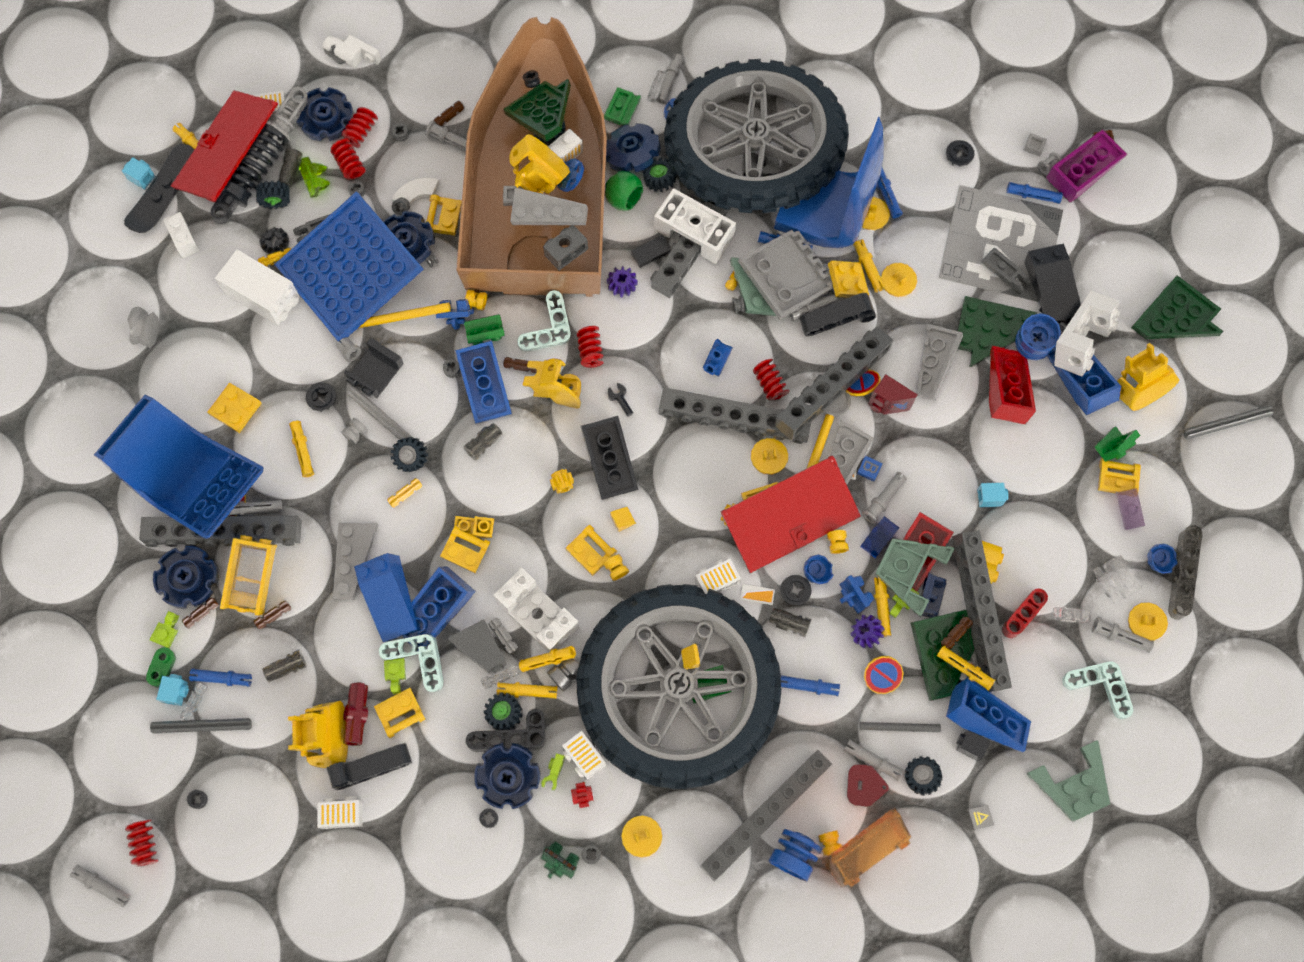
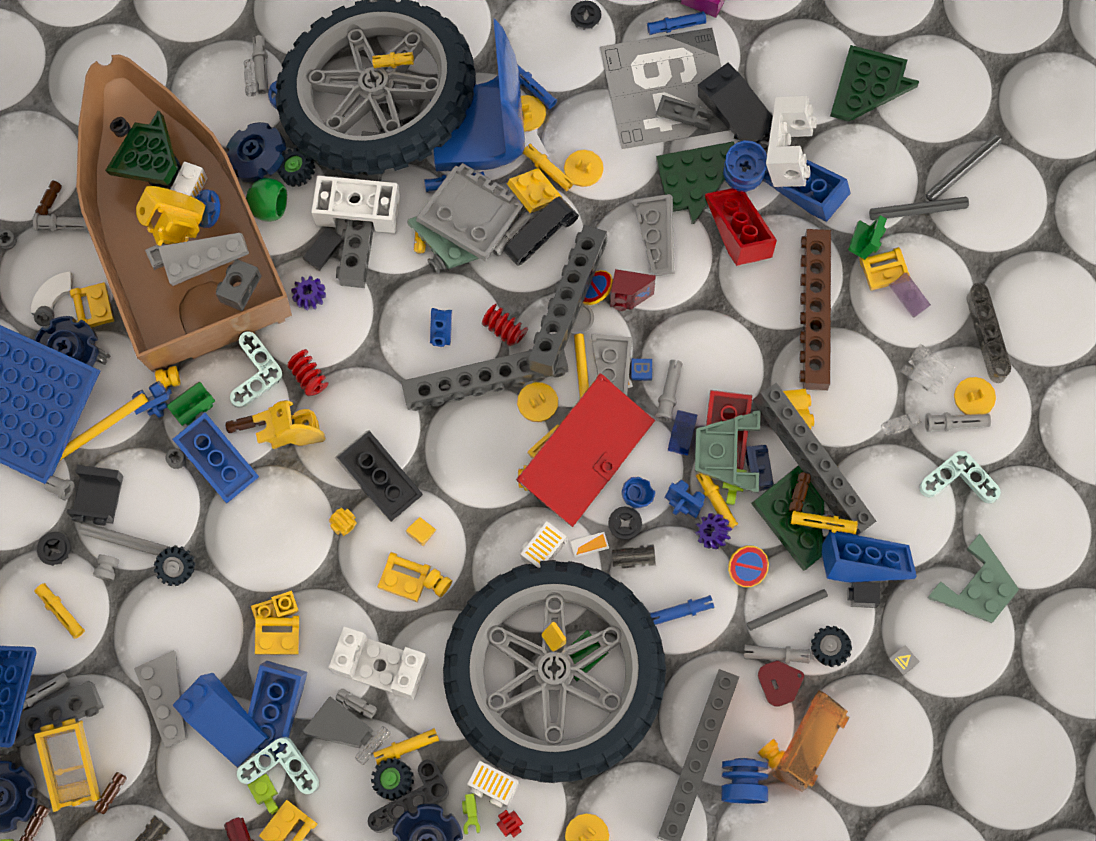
camera: 20 degrees left, 0 degrees up
(404, 492) = (187, 606): yellow axle -> none
(485, 439) = (243, 517): clear smoke axle -> none
(554, 657) = (418, 700): yellow pin -> none
(564, 673) = (435, 711): flat silver wheel -> none
(620, 398) = (361, 411): black bar -> none
(622, 107) = (224, 114): green plate -> none
(779, 119) = (393, 60): none -> yellow pin
(838, 541) = (644, 456): yellow wheel -> none
(992, 494) = (772, 341): medium azure brick -> none
(1031, 607) = (856, 433): red beam -> none
(1073, 429) = (816, 240): none -> reddish brown brick
(1151, 373) = (871, 154): yellow piece -> none
(1162, 558) = (960, 329): blue hair -> none
(1174, 439) = (920, 208): none -> dark grey axle

